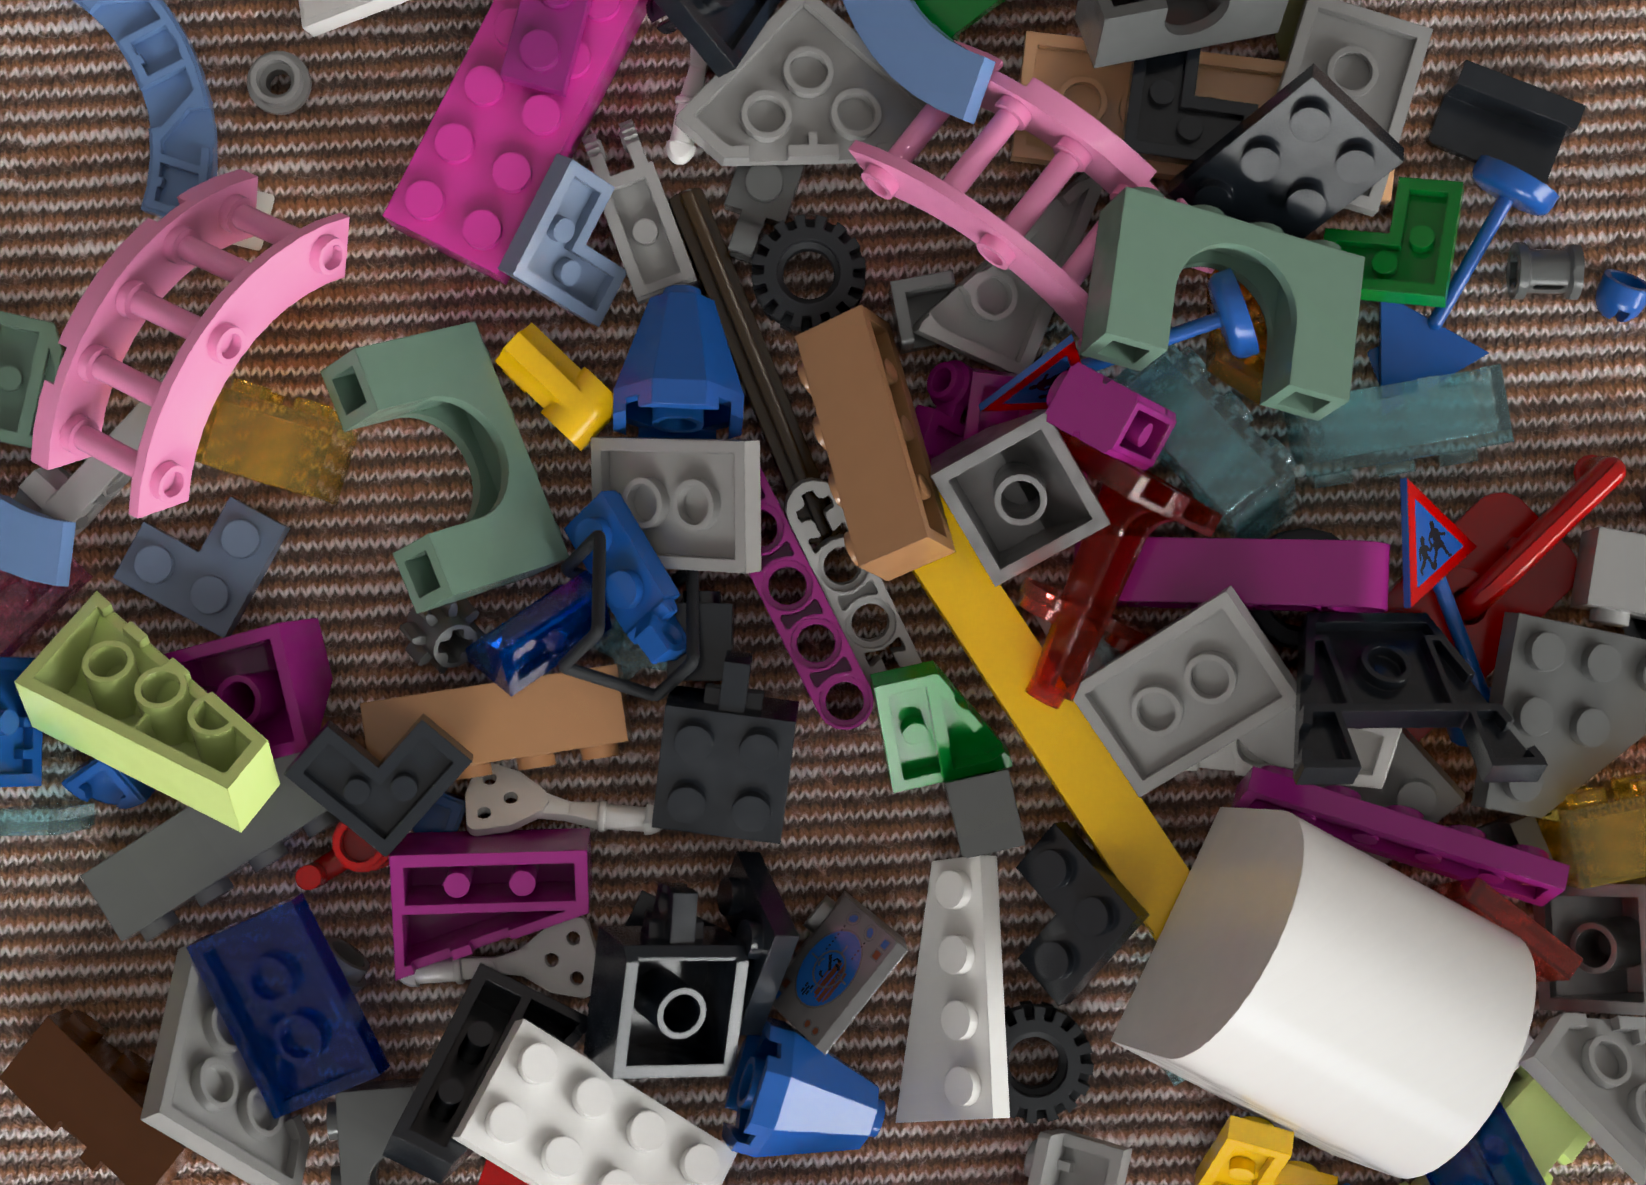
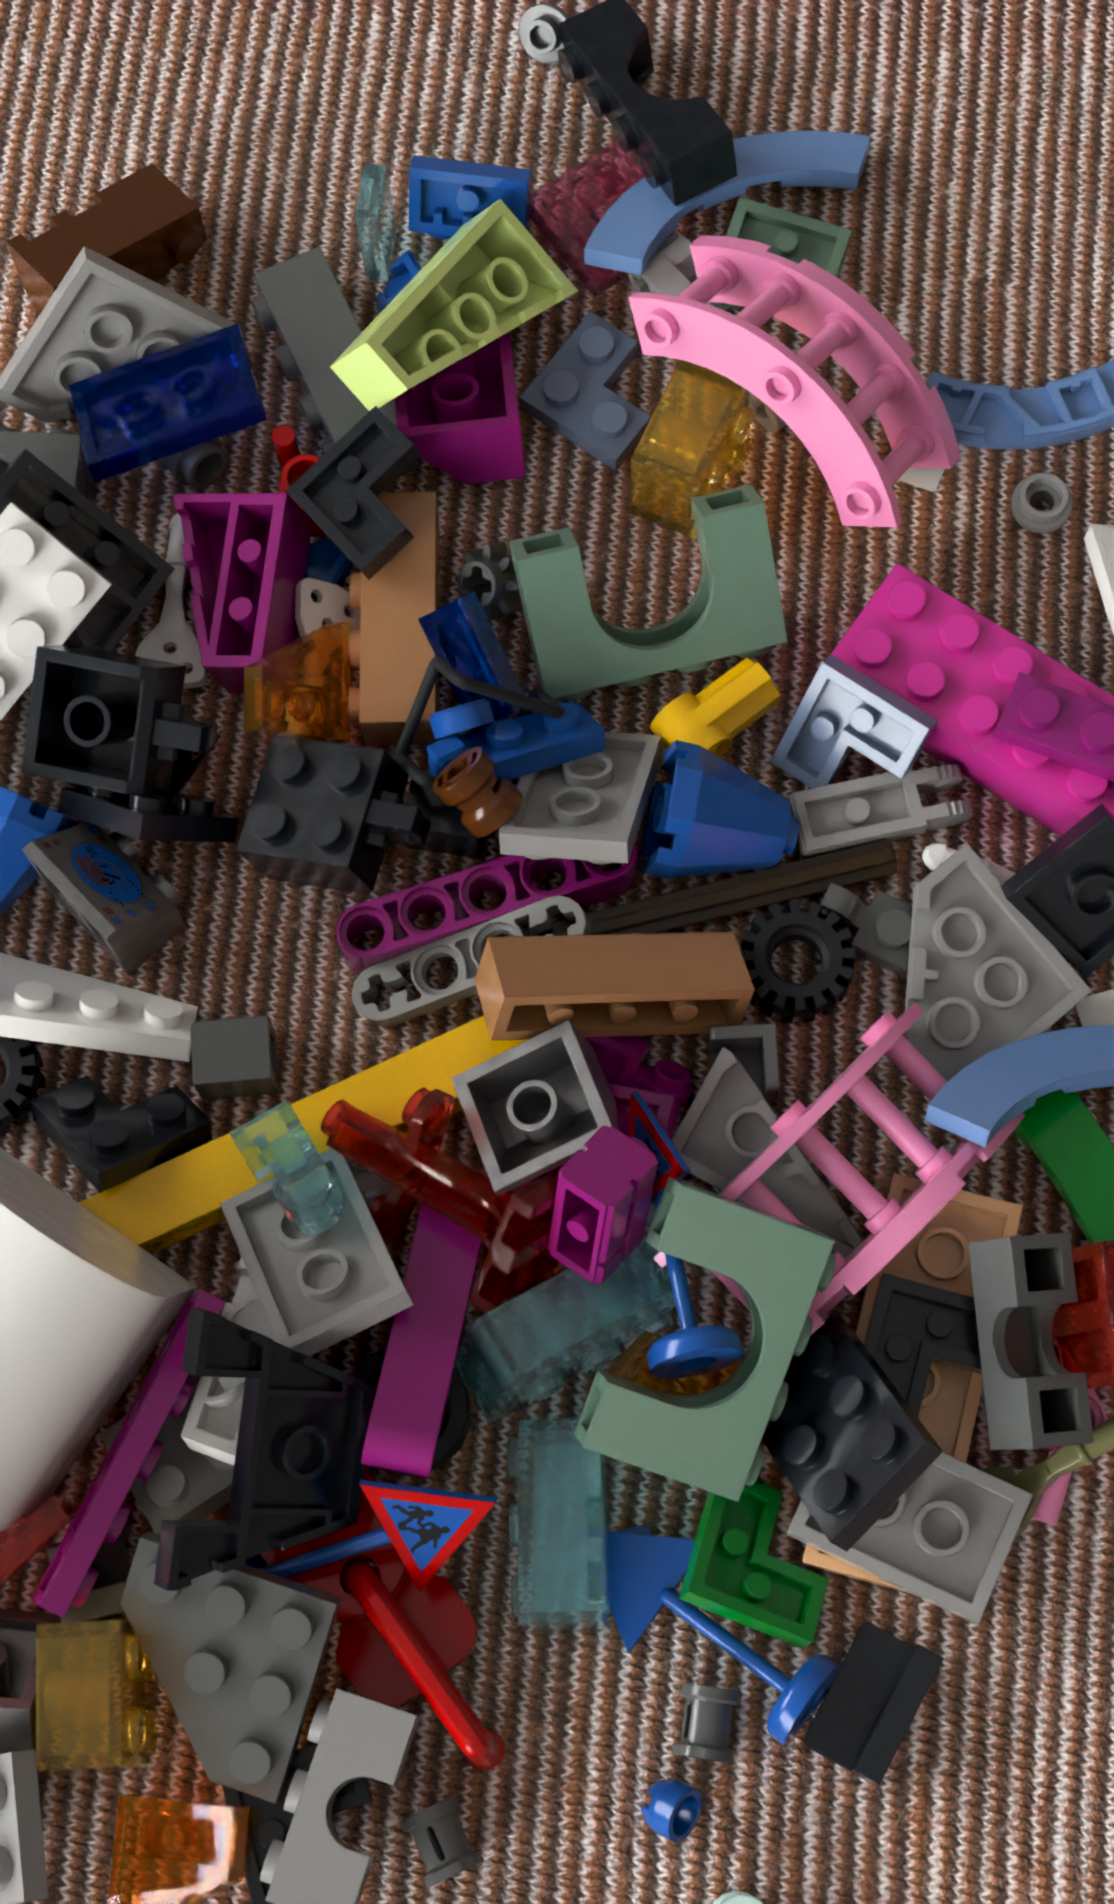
camera: 105 degrees right, 15 degrees down
(593, 807) = (302, 688): none -> clear orange wing
(620, 640) = (461, 718): none -> blue tile
(696, 611) = (477, 791): none -> reddish brown wheel
(931, 729) = (324, 1016): green wing -> none
(1121, 712) = (301, 1180): none -> clear light blue leg

